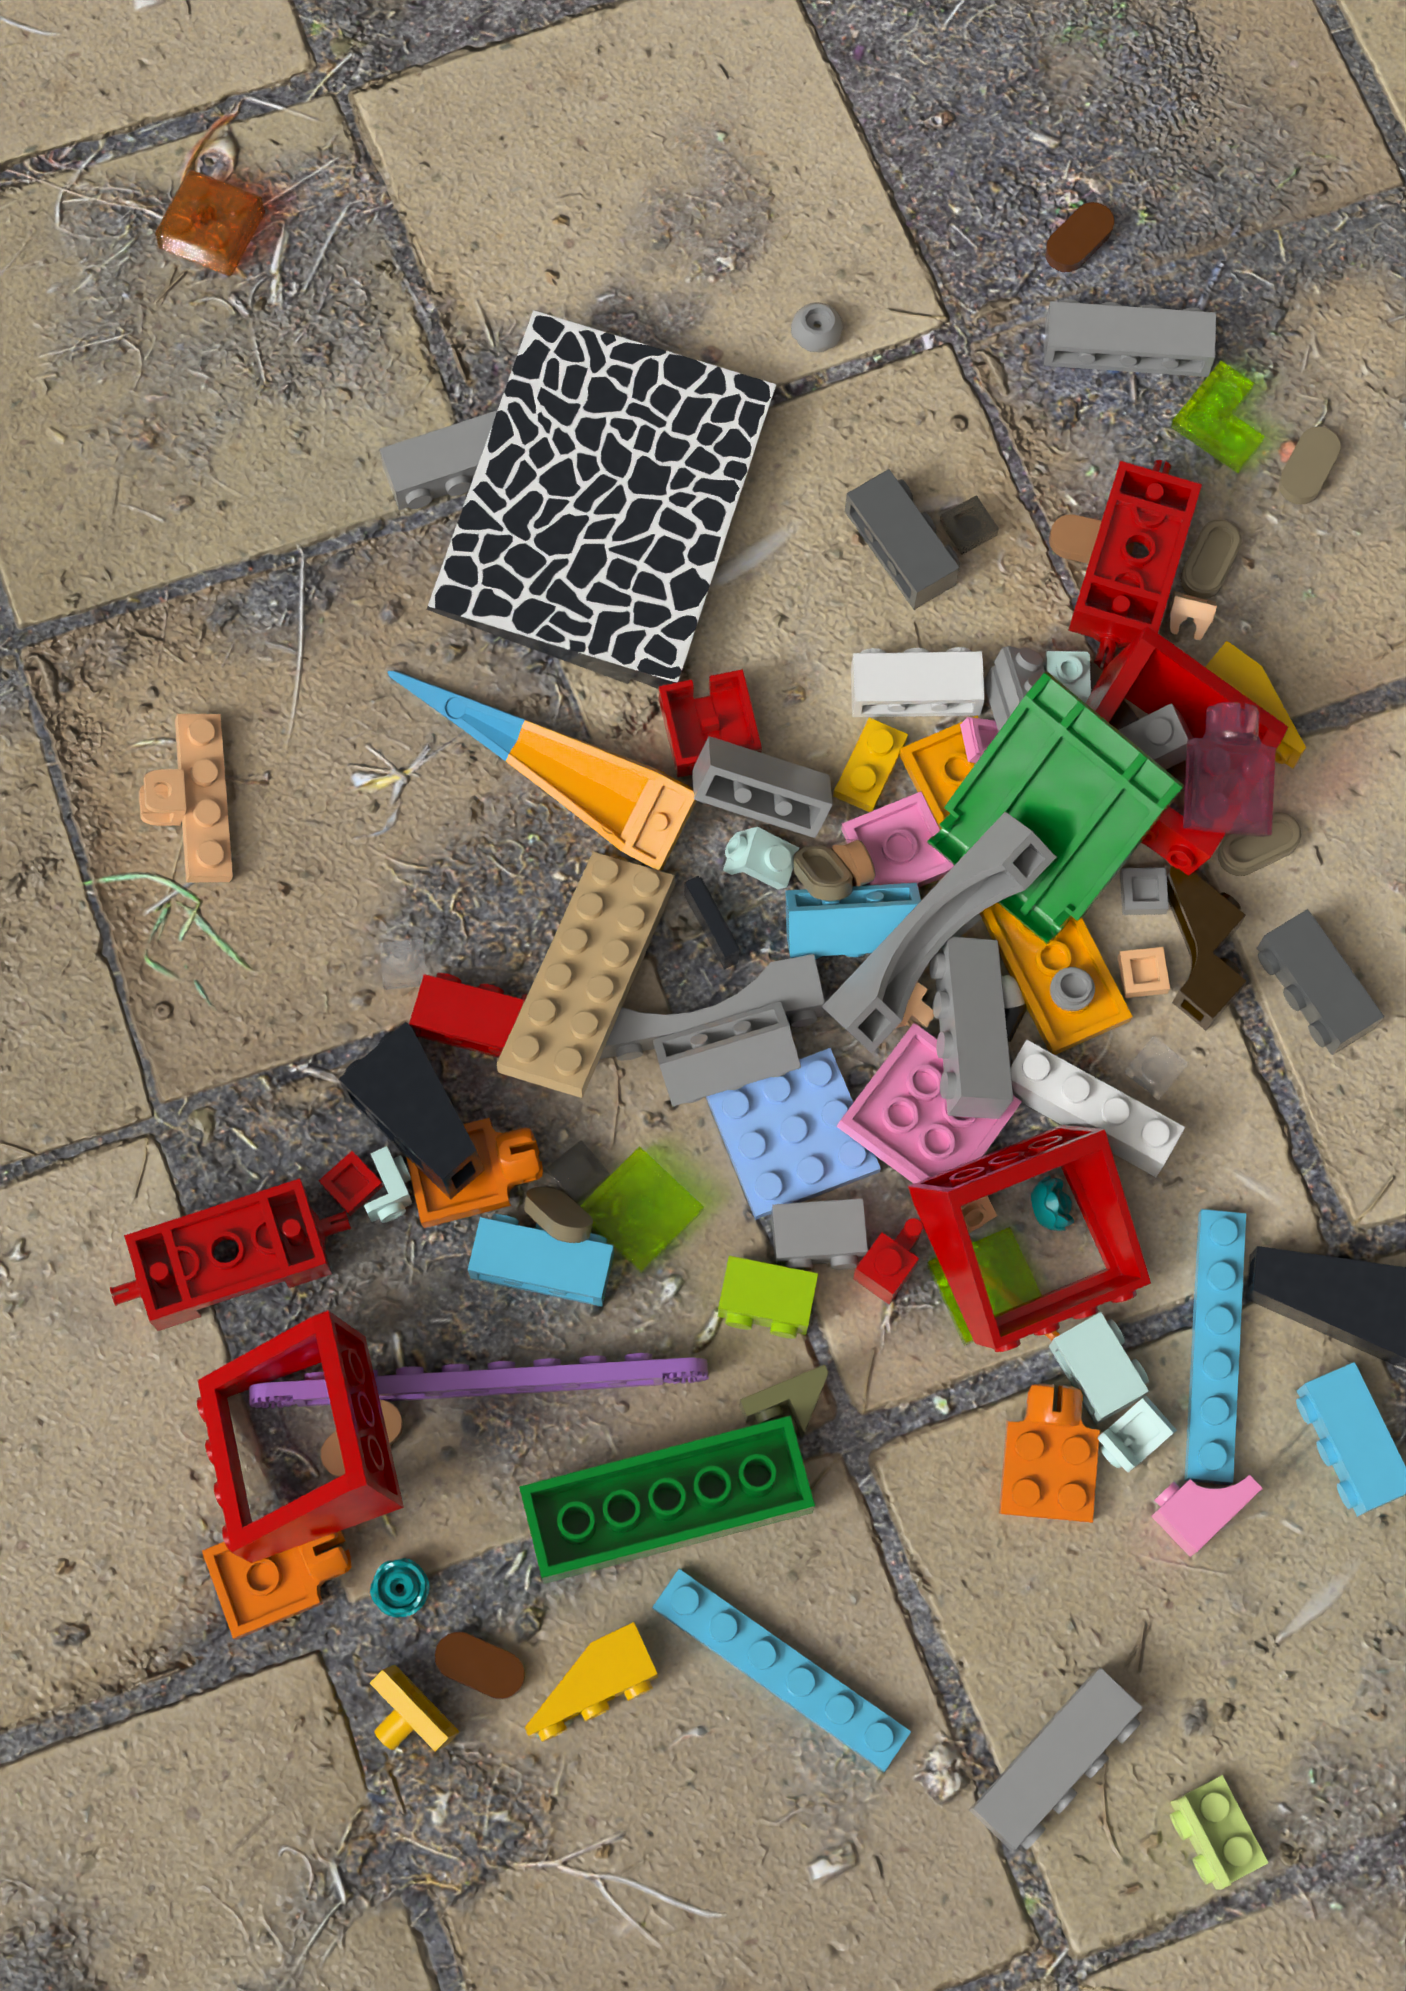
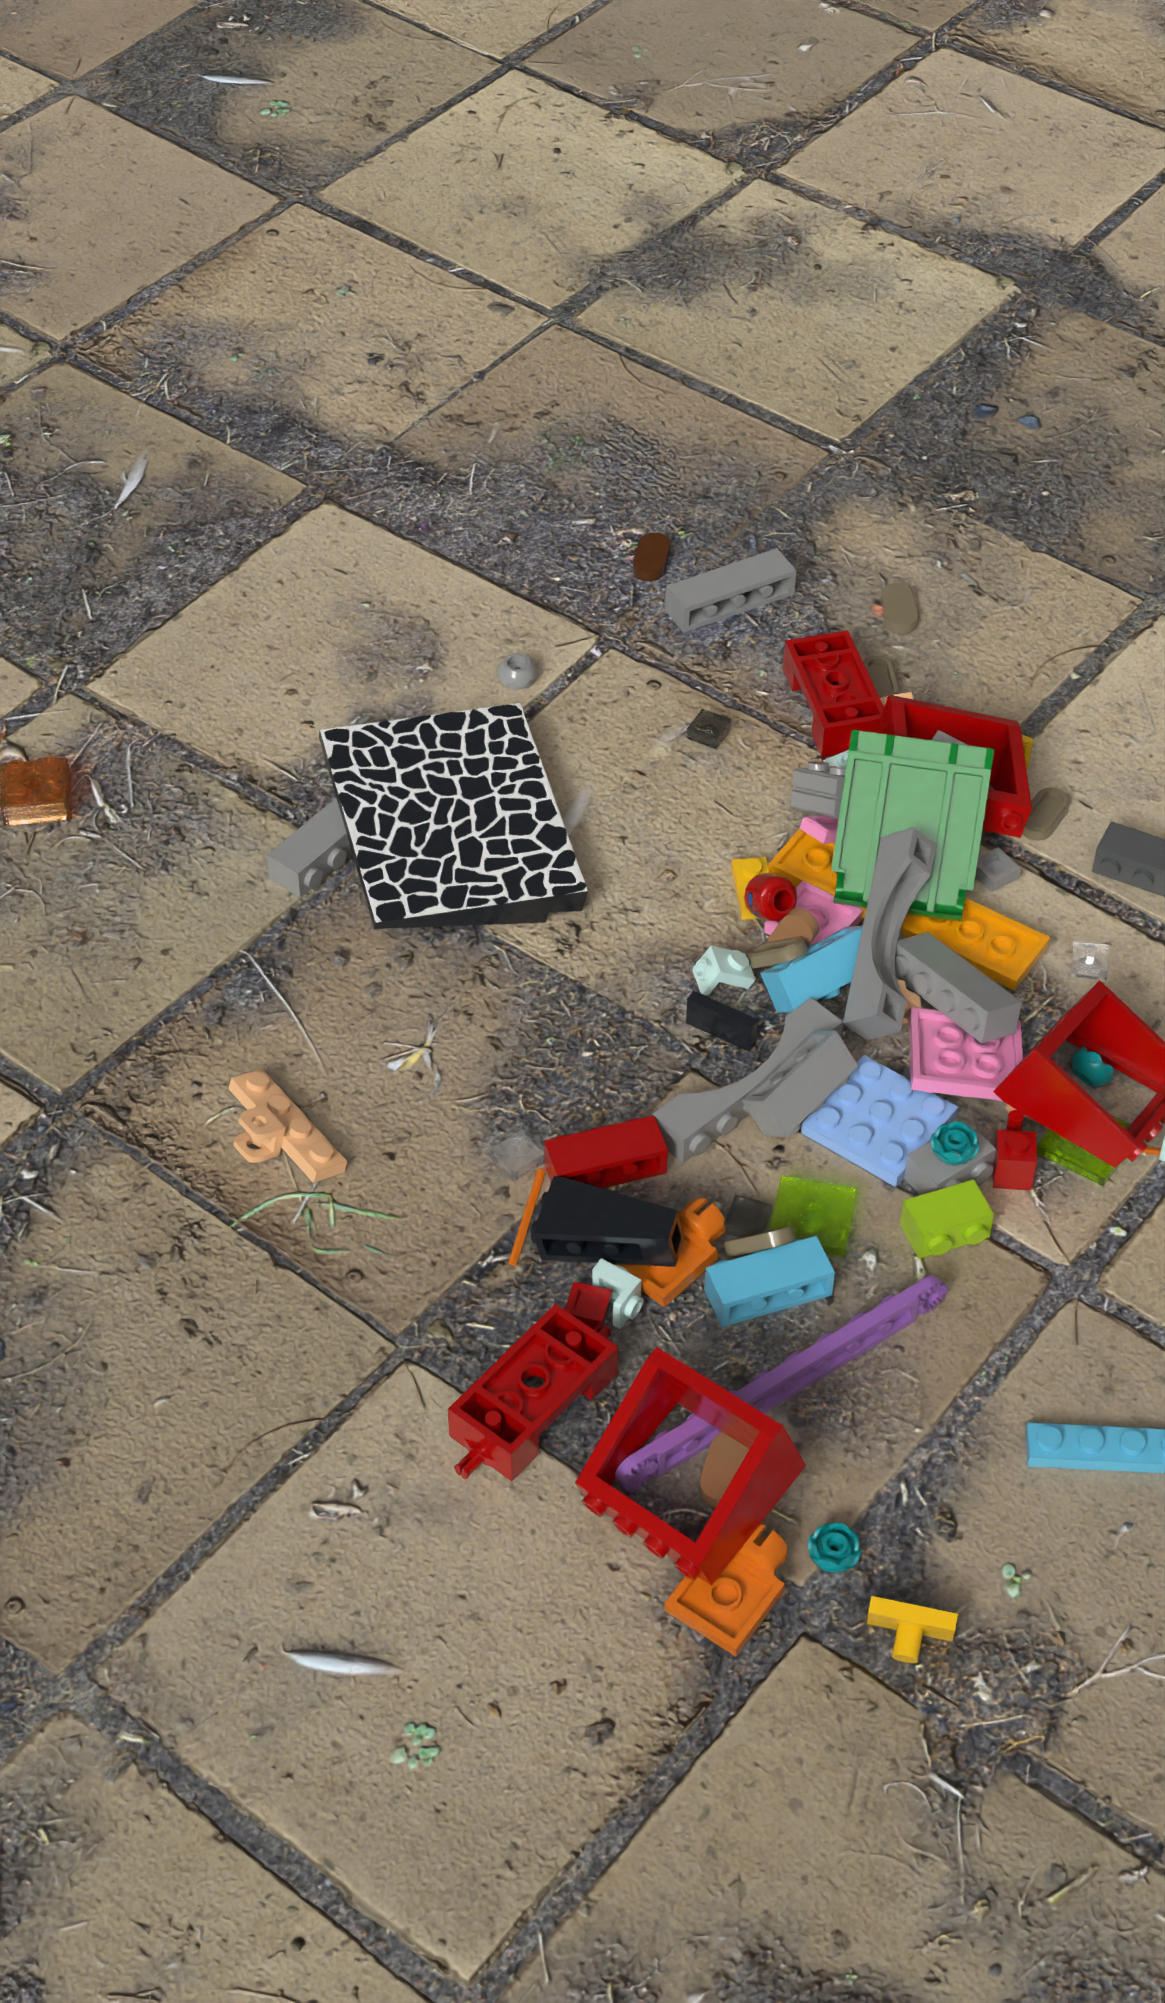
camera: 30 degrees left, 25 degrees down
(368, 1040) = (526, 1217): none -> orange piece
(479, 1665) = (934, 1569): reddish brown tile -> none
(586, 975) = (663, 1084): tan plate -> none
(604, 1671) = (1031, 1516): yellow slope -> none
(617, 797) = (594, 979): light orange plate -> none
(667, 1499) = (983, 1377): green brick -> none
(722, 715) = (632, 914): red piece -> none
(762, 787) = (697, 918): light grey brick -> none
(797, 1393) = (1017, 1271): olive slope -> none
(825, 1212) = (945, 1141): none -> teal plate
(860, 802) = (770, 896): none -> red head
(902, 538) = (671, 754): dark grey brick -> none
(917, 683) = (748, 825): white brick -> none
(1072, 989) = (1000, 935): light grey plate -> none
(1075, 537) = (787, 707): medium nougat tile -> none
(1084, 1101) = (1051, 994): white brick -> none
(1143, 972) = (1035, 911): light nougat plate -> none
(1206, 925) = (1050, 868): dark brown arch -> none
(1210, 420) = (819, 611): clear neon green plate -> none
(1230, 774) = (1017, 760): clear pink plate -> none

